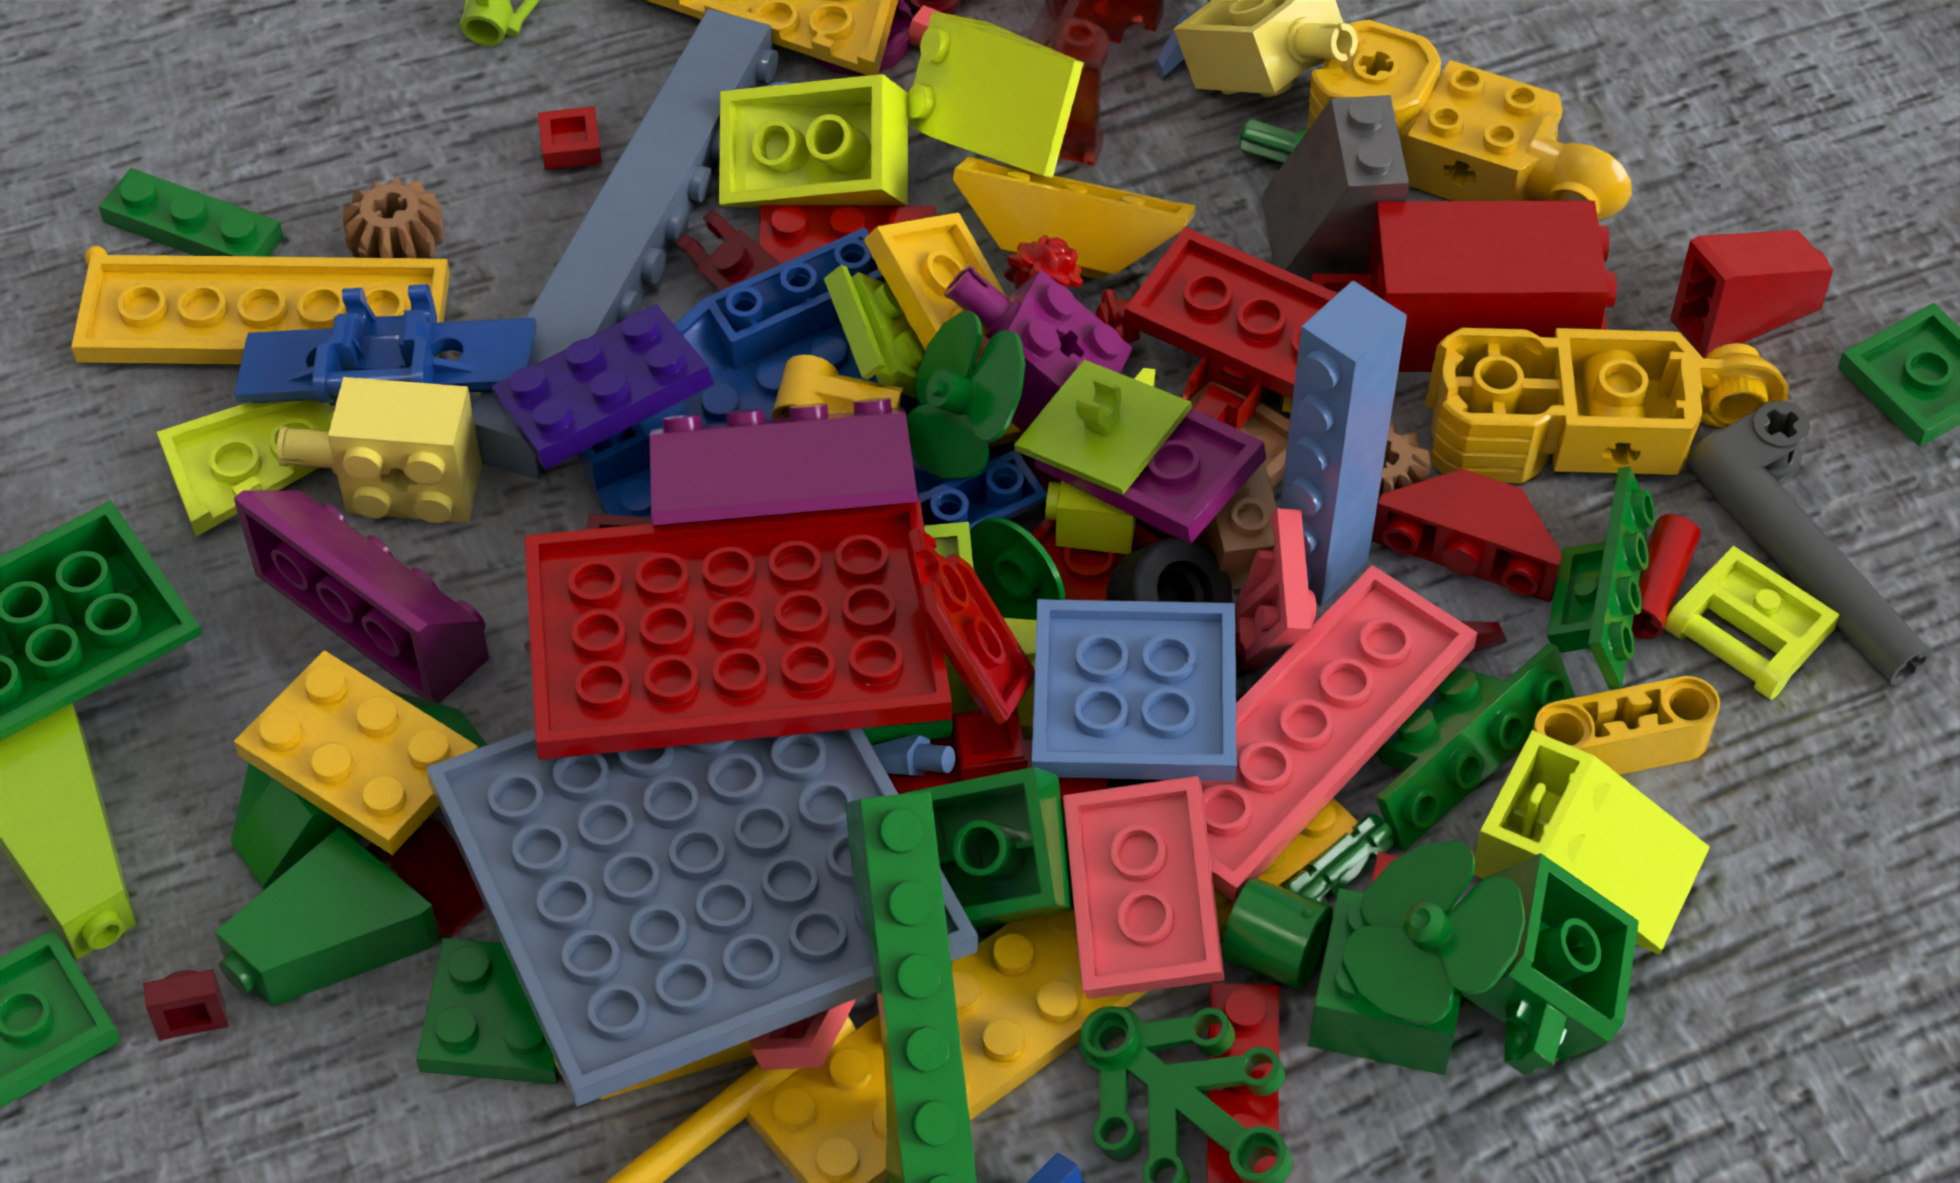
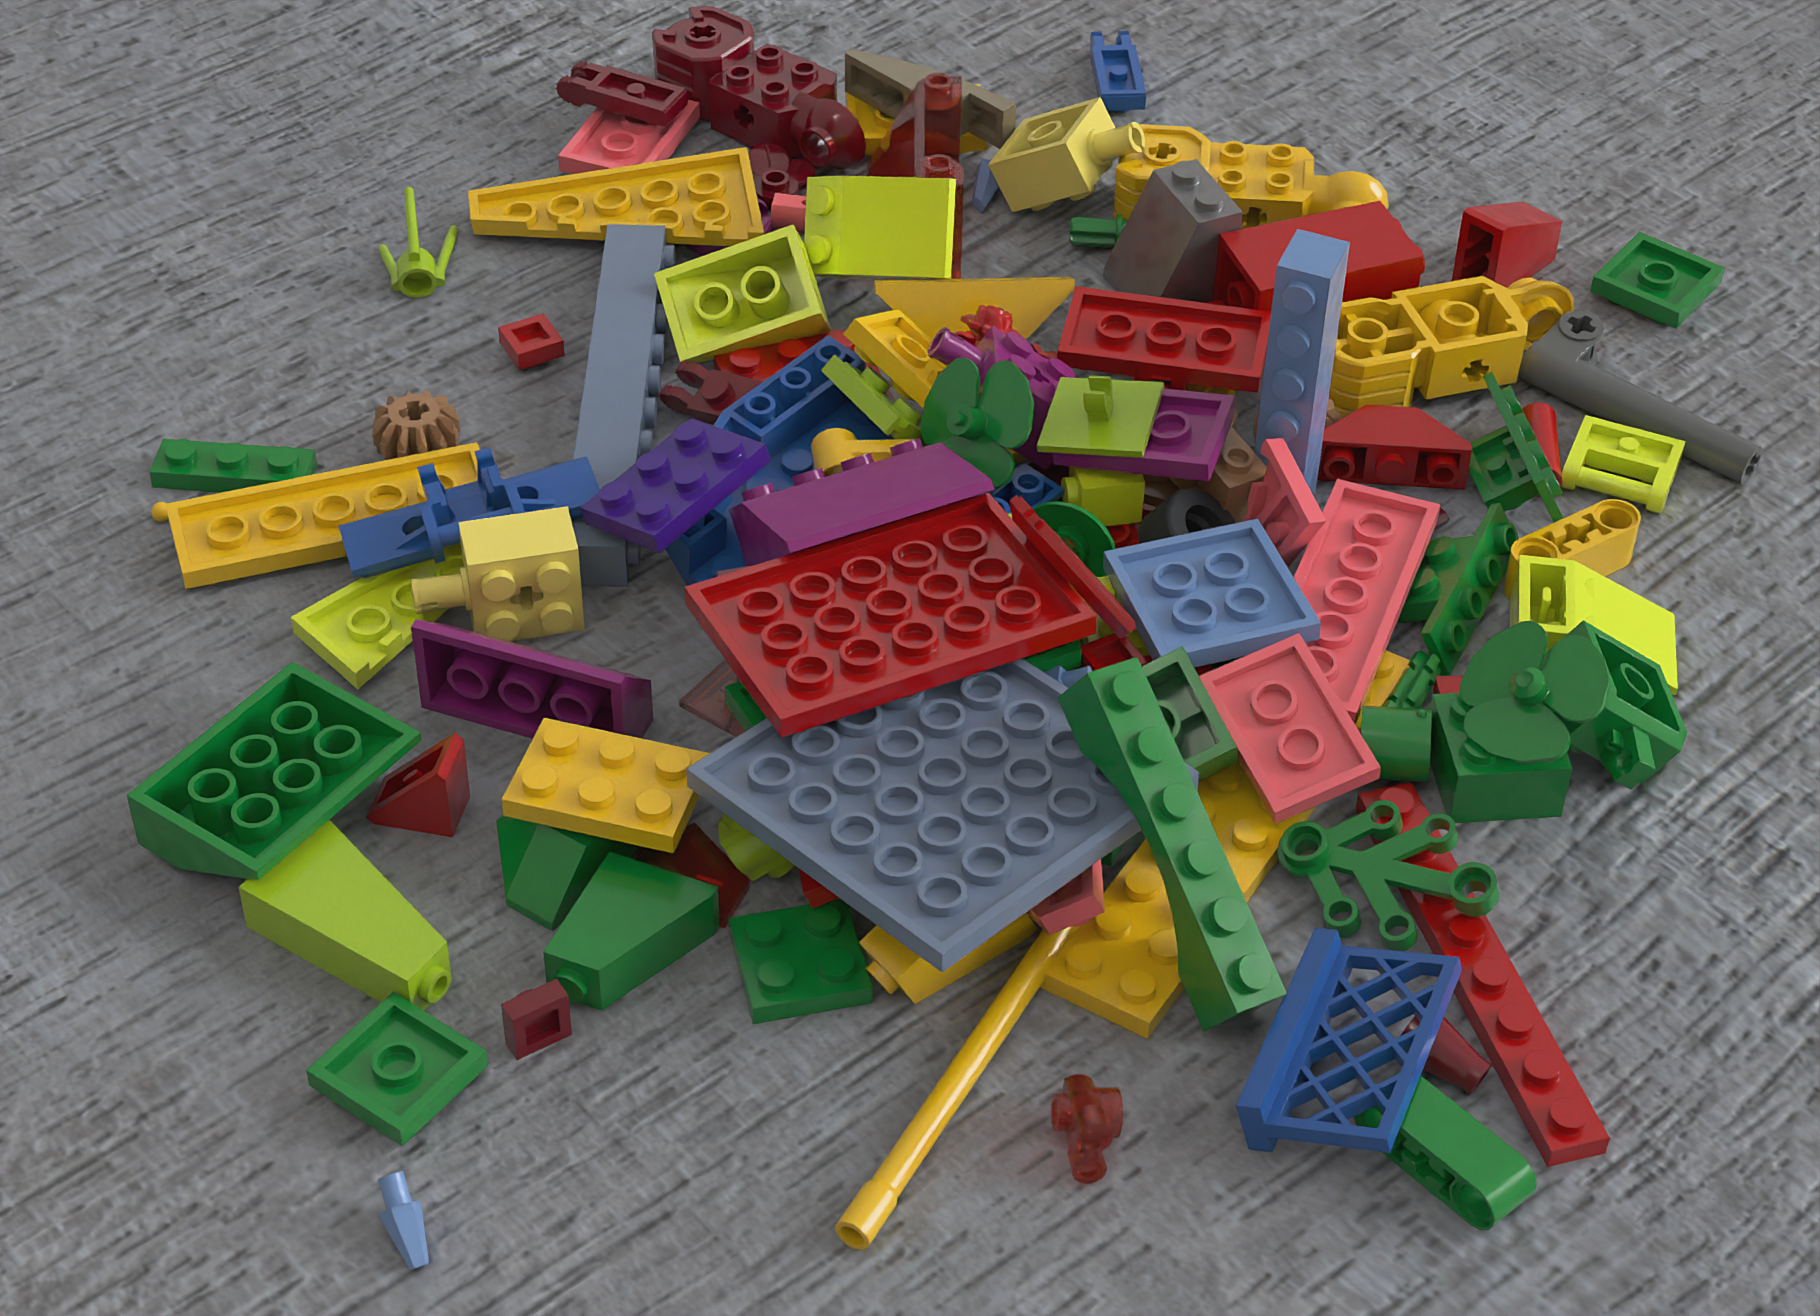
camera: 20 degrees left, 10 degrees down
(202, 690) = (426, 791): none -> red slope

